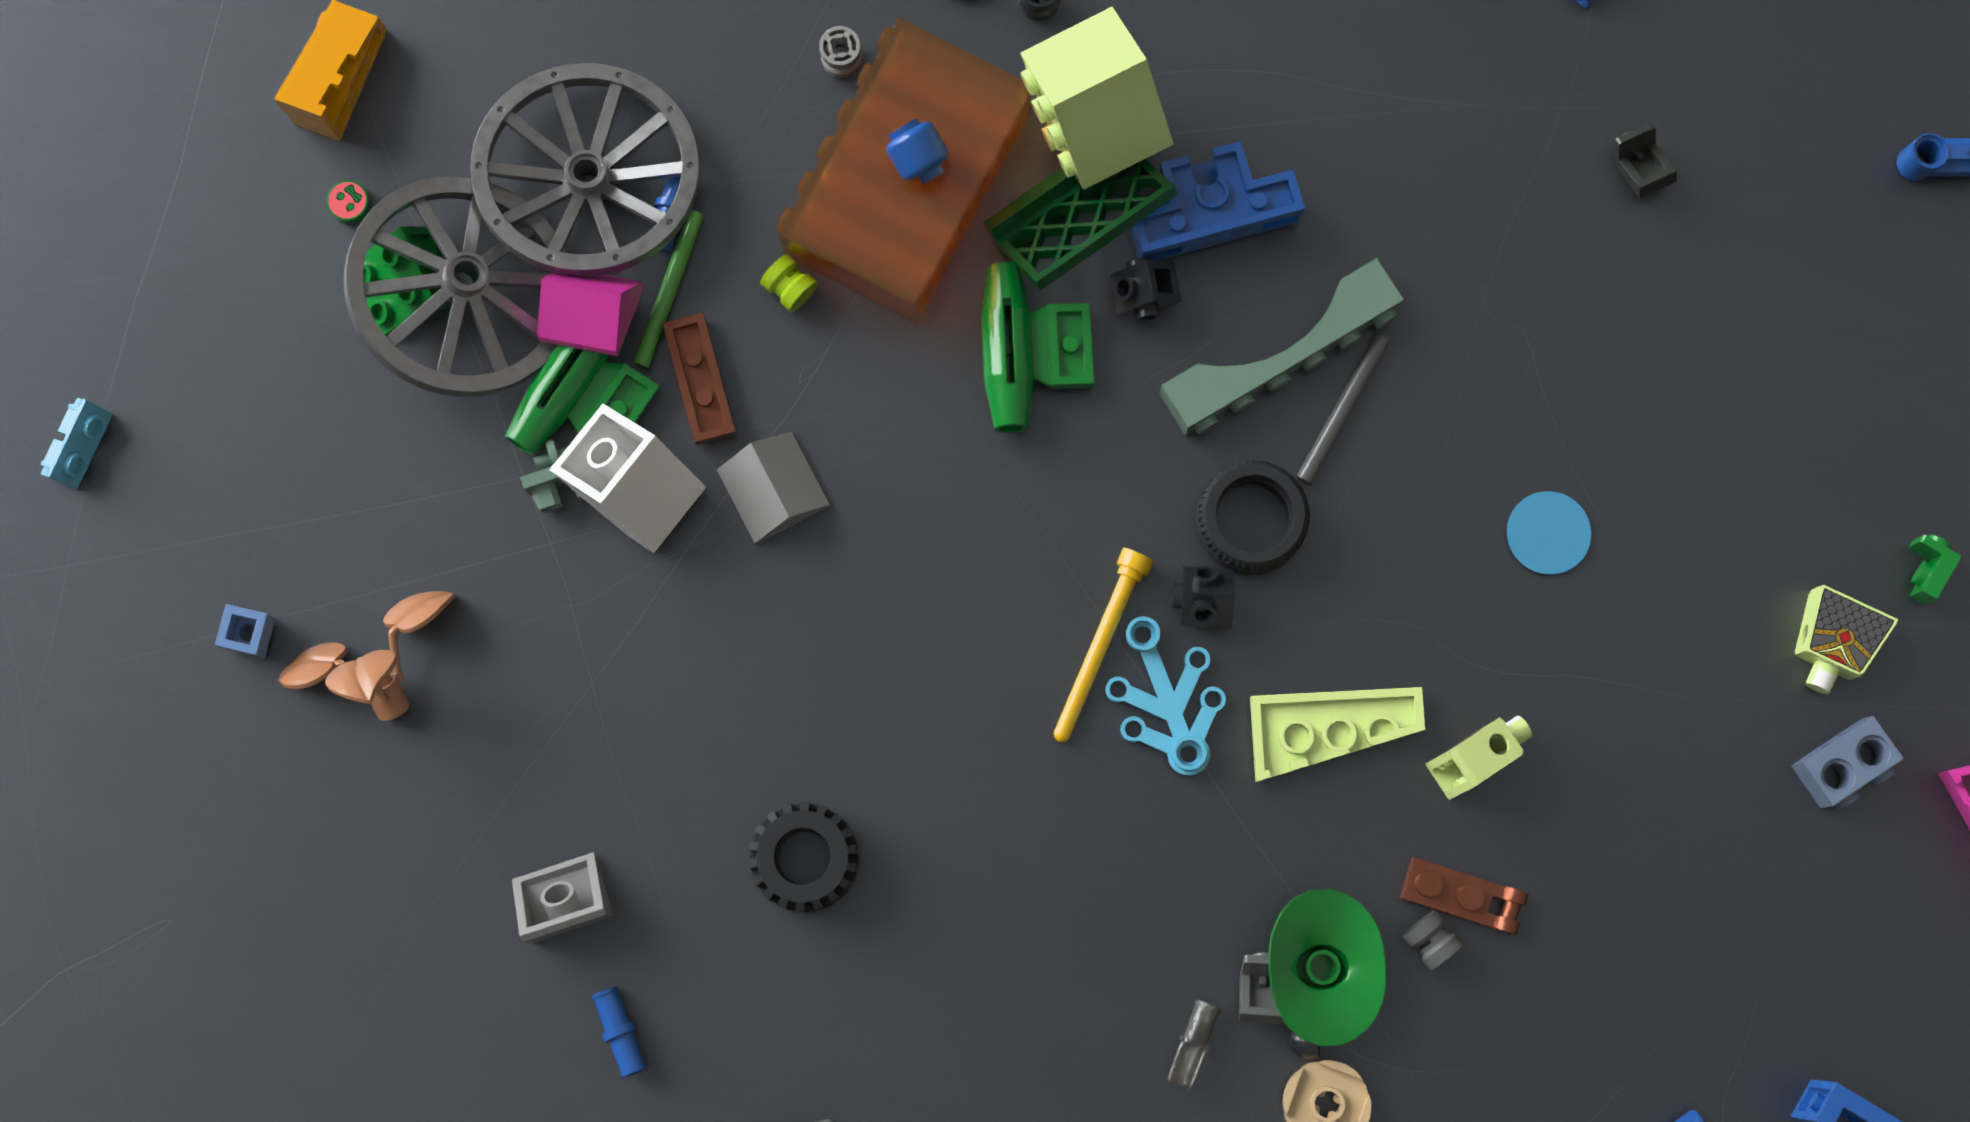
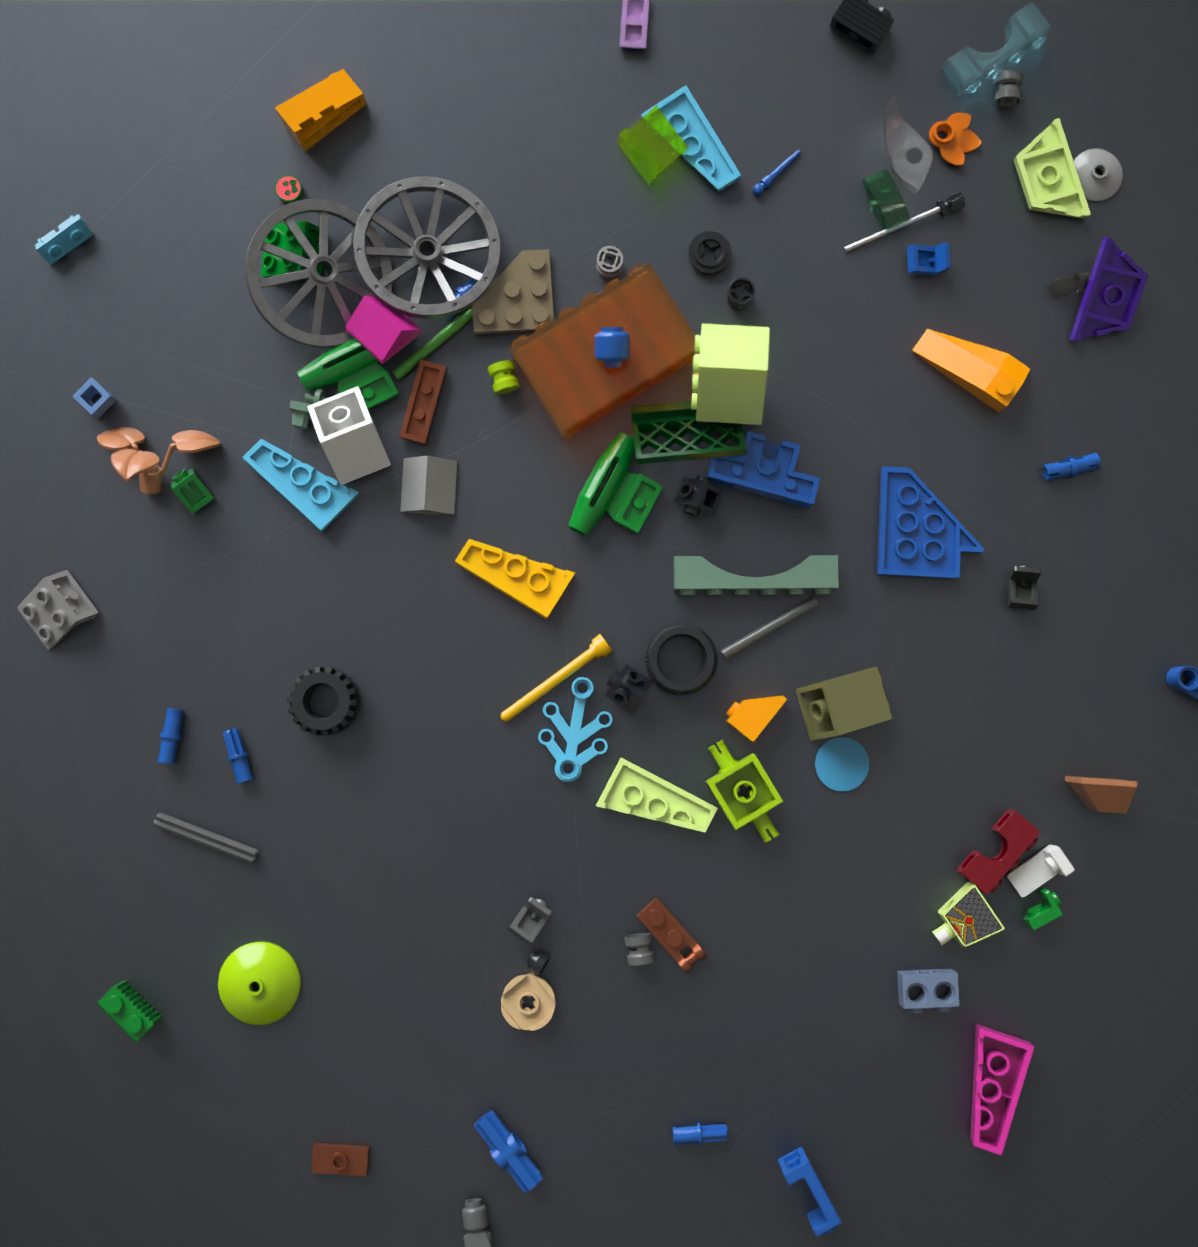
camera: 30 degrees right, 5 degrees up
(356, 951) = (56, 608): none -> light grey bracket
(451, 679) = (191, 490): none -> green bracket
(560, 898) = (180, 645): light grey slope -> none
(613, 588) = (306, 489): none -> medium azure wing
(727, 1004) = (237, 755): none -> blue axle
(745, 168) = (518, 297): none -> dark tan plate
(972, 537) = (522, 579): none -> yellow wing
(1193, 1044) = (475, 927): clear smoke axle -> none
(1326, 967) = (570, 930): green hat -> none
(1393, 535) = (753, 715): none -> light orange slope
(1459, 166) = (917, 530): none -> blue wing
(1469, 635) = (761, 795): none -> lime brick
(1479, 755) = (717, 865): yellowish green torso -> none
(1503, 450) = (844, 704): none -> olive slope
(1836, 491) = (1016, 837): none -> dark red arch
(1894, 516) = (1039, 870): none -> white bracket
(1913, 365) = (1103, 794): none -> nougat slope

